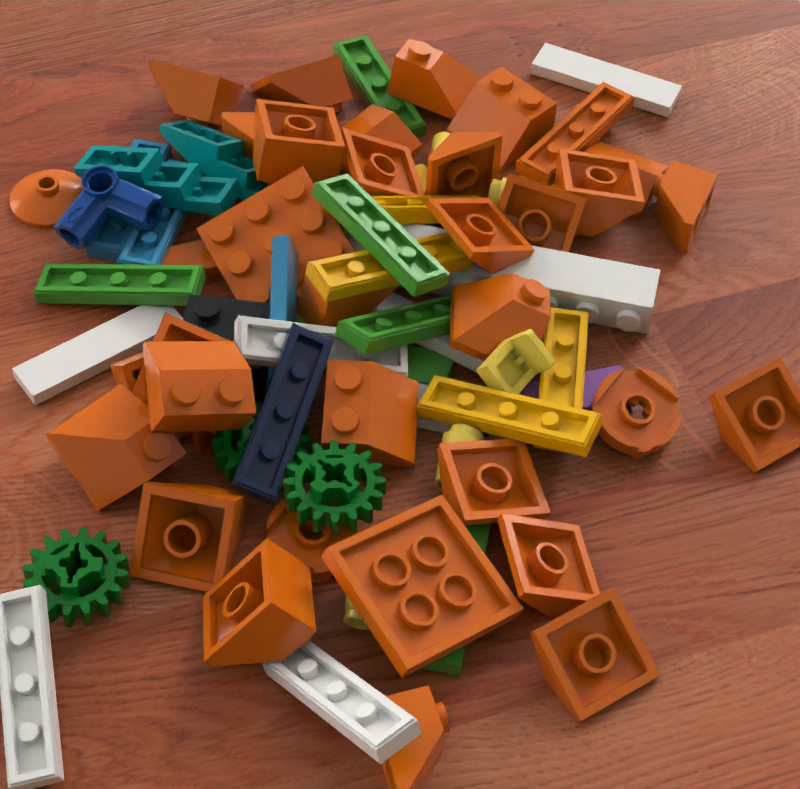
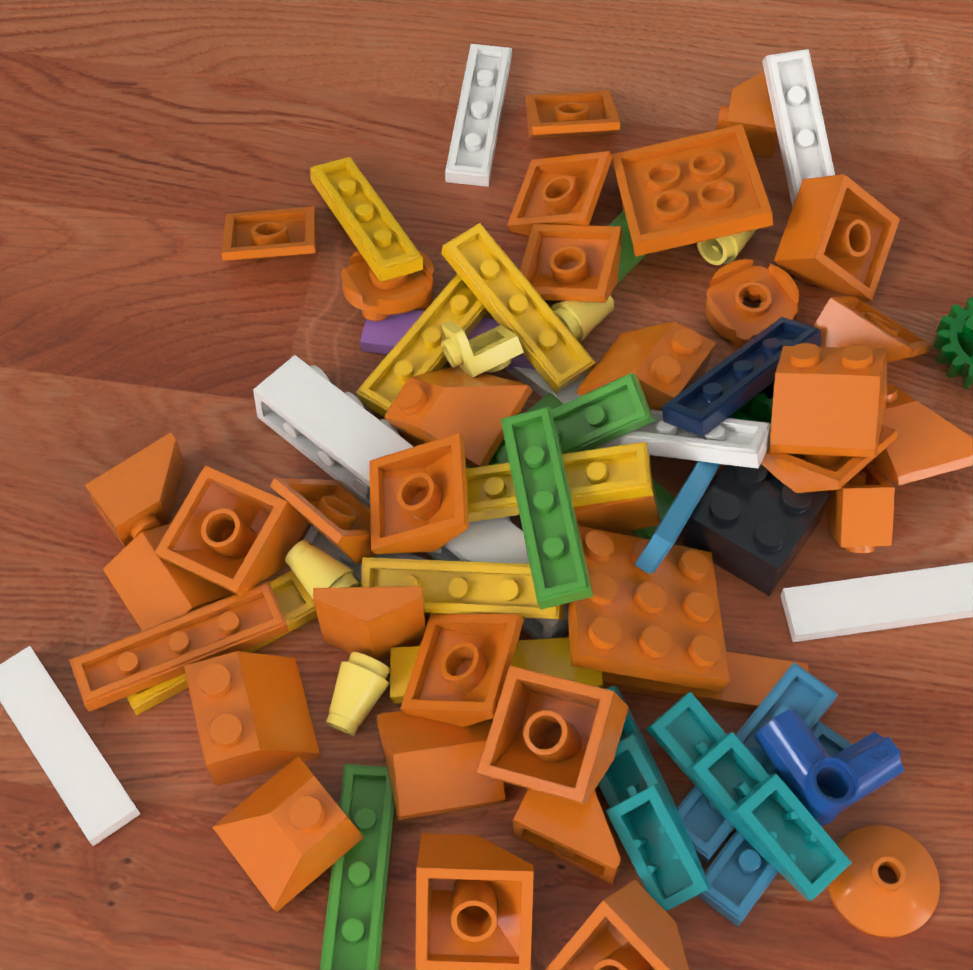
camera: 150 degrees left, 10 degrees up
(119, 284) = (844, 667): bright green tile -> none
(334, 487) = (723, 299): green gear -> none
(691, 635) = (478, 115): none -> white tile
(700, 455) = (366, 219): none -> yellow tile

